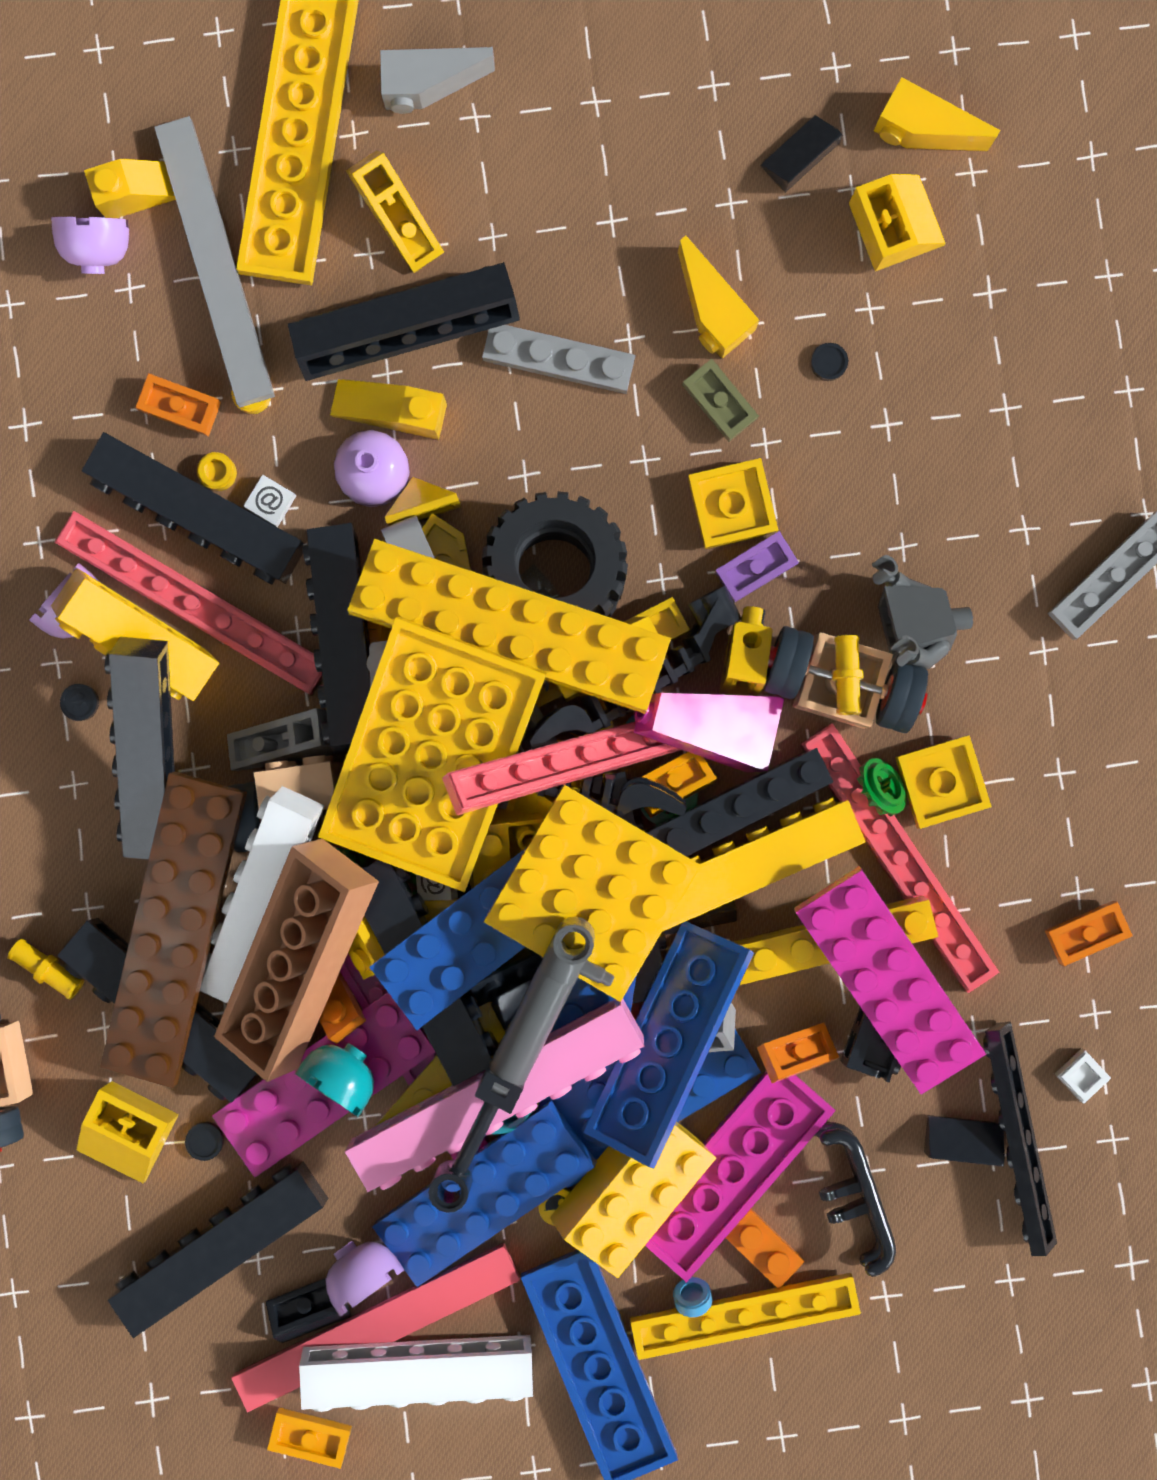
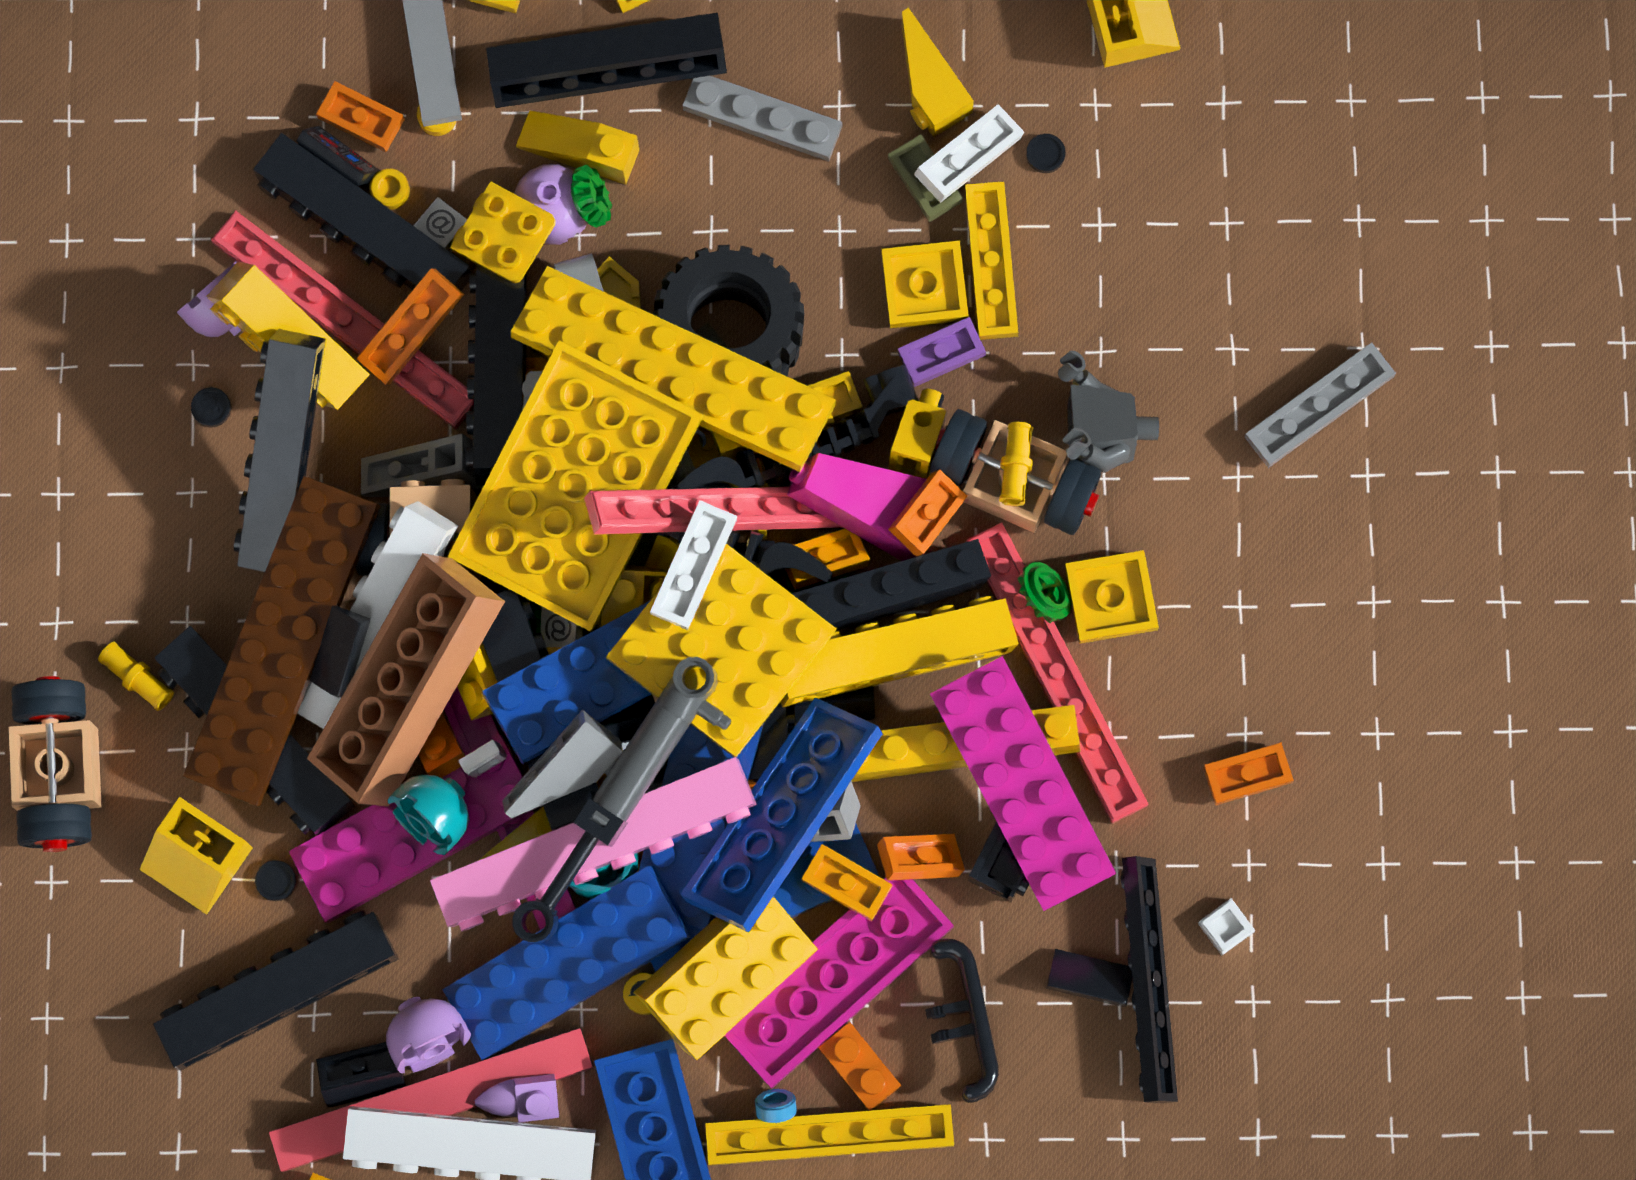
camera: 10 degrees right, 10 degrees down
(161, 446) = (337, 155): none -> black tile
(228, 937) = (339, 650): none -> black slope
(253, 607) = (410, 326): none -> orange plate
(328, 505) = (503, 233): none -> yellow bracket
(379, 1022) = (483, 758): none -> white tile
(407, 457) = (590, 196): none -> green gear
(421, 500) = (602, 243): yellow slope -> none
(460, 1032) = (570, 763): none -> light grey slope
(463, 1317) = (523, 1098): none -> lavender plate
(557, 827) = (693, 565): none -> white plate
(734, 1088) = (846, 882): none -> light orange plate
(760, 372) = (969, 153): none -> white plate
(768, 732) = (927, 512): none -> orange plate
(792, 472) = (991, 260): none -> yellow plate

